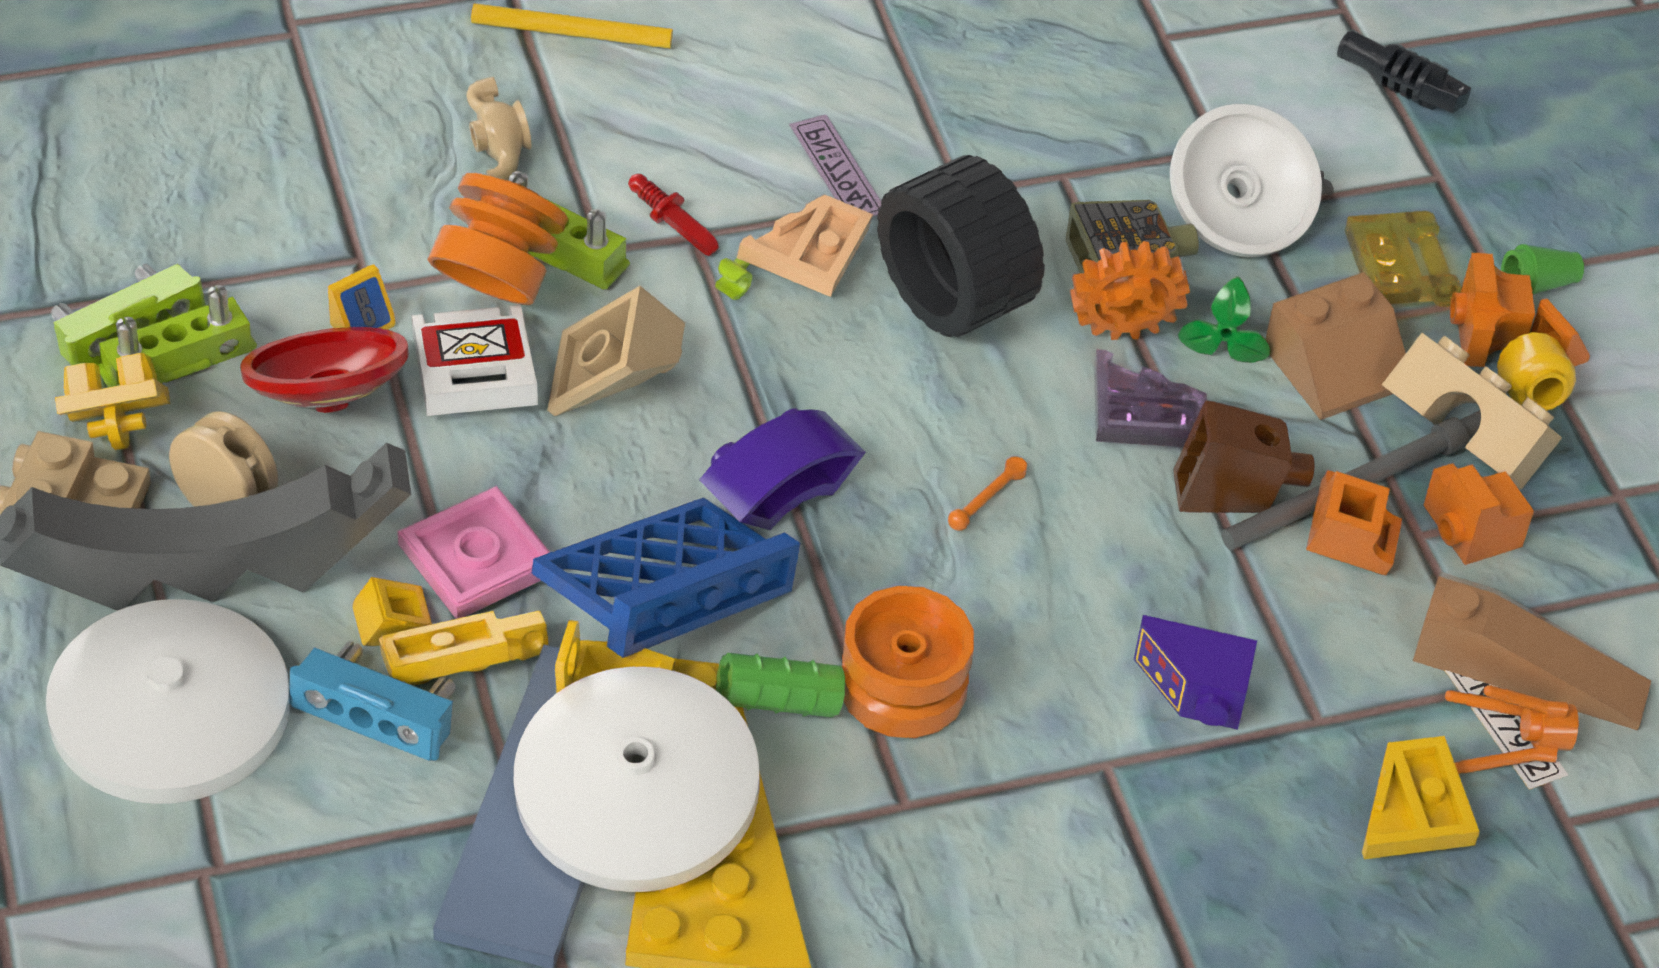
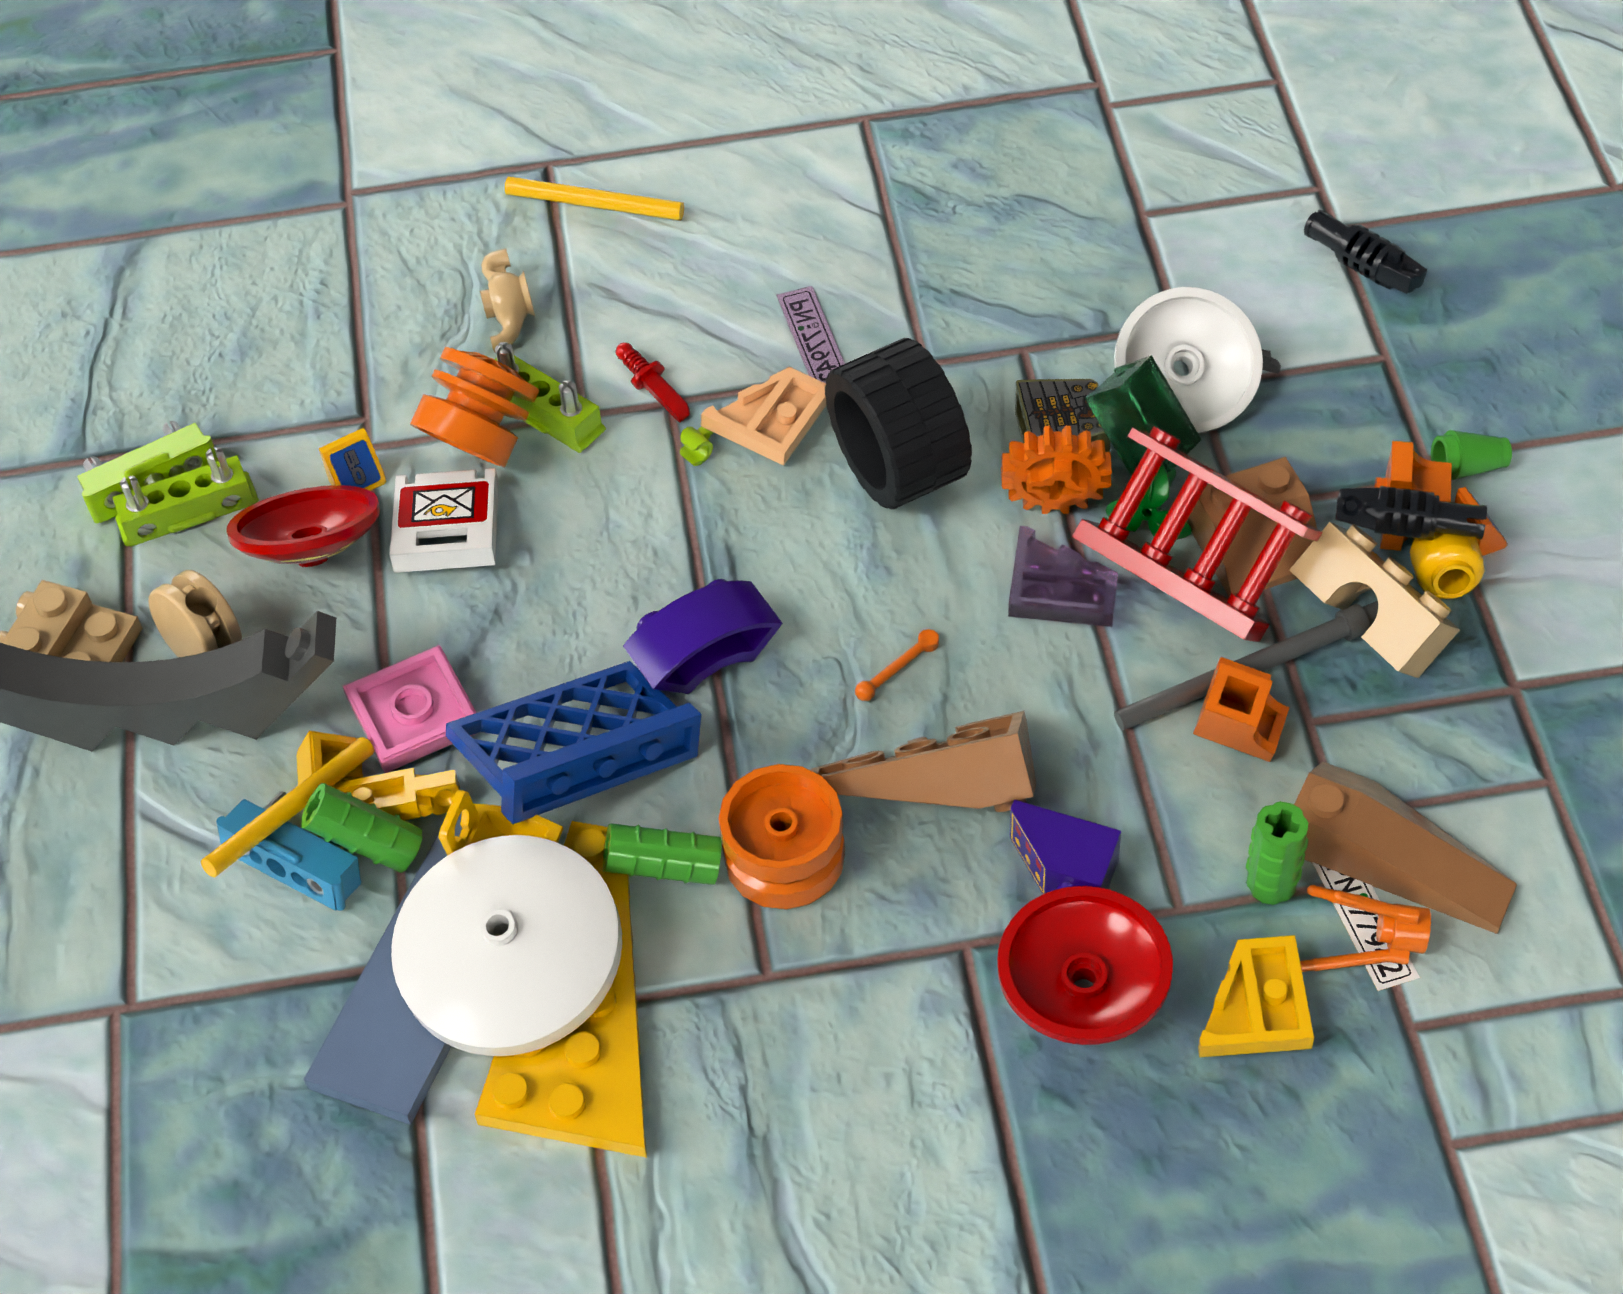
camera: 15 degrees right, 5 degrees up
(88, 400) = (93, 549): yellow hips -> none
(168, 701) = (112, 841): white dish -> none
(367, 653) = (285, 808): none -> yellow bar
(454, 670) = (361, 828): none -> bright green axle
(615, 350) = (572, 515): tan slope -> none
(1090, 587) = (975, 768): none -> medium nougat wedge
(1211, 235) = (1140, 399): none -> clear green hinge
(1237, 462) = (1135, 645): reddish brown torso -> none
(1248, 750) = (1088, 937): none -> red dish
(1288, 401) = (1196, 584): none -> fence
(1386, 257) = (1319, 443): clear yellow plate -> none
(1417, 655) = (1277, 852): none -> bright green axle
(1477, 512) = (1366, 704): orange brick -> none
(1497, 322) = (1407, 512): none -> black hinge

